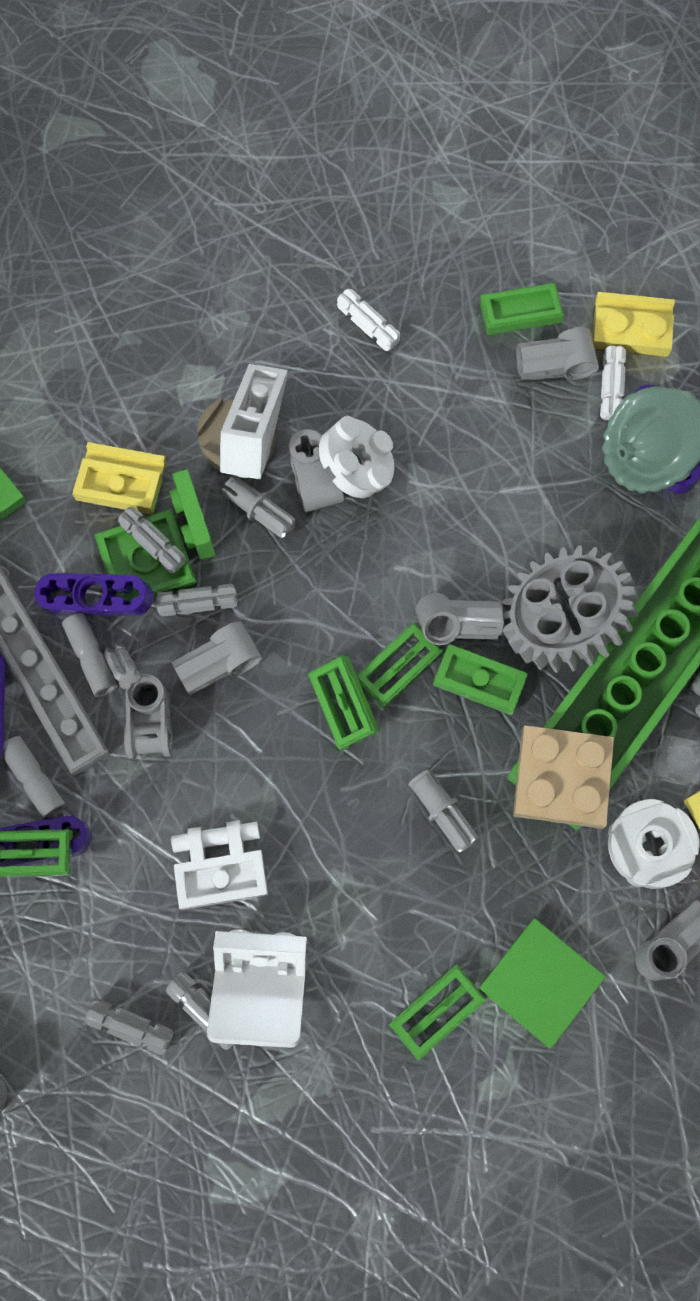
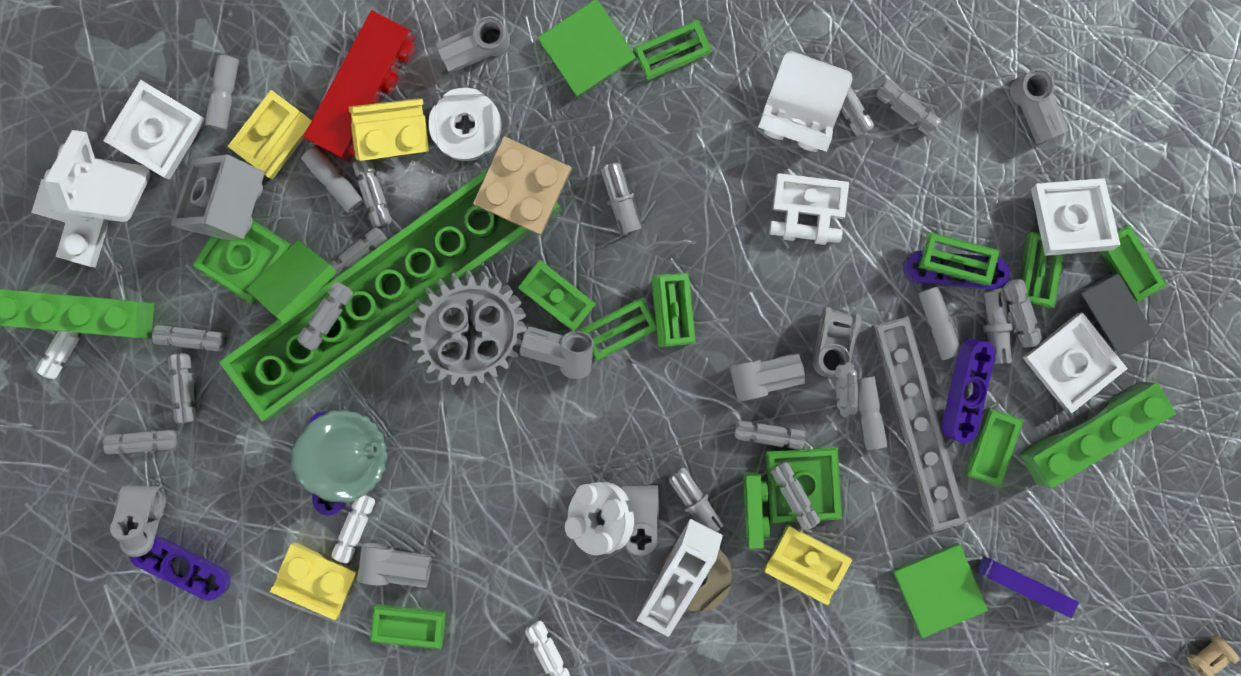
camera: 170 degrees left, 15 degrees up
(108, 604) = (870, 460): dark purple beam -> none

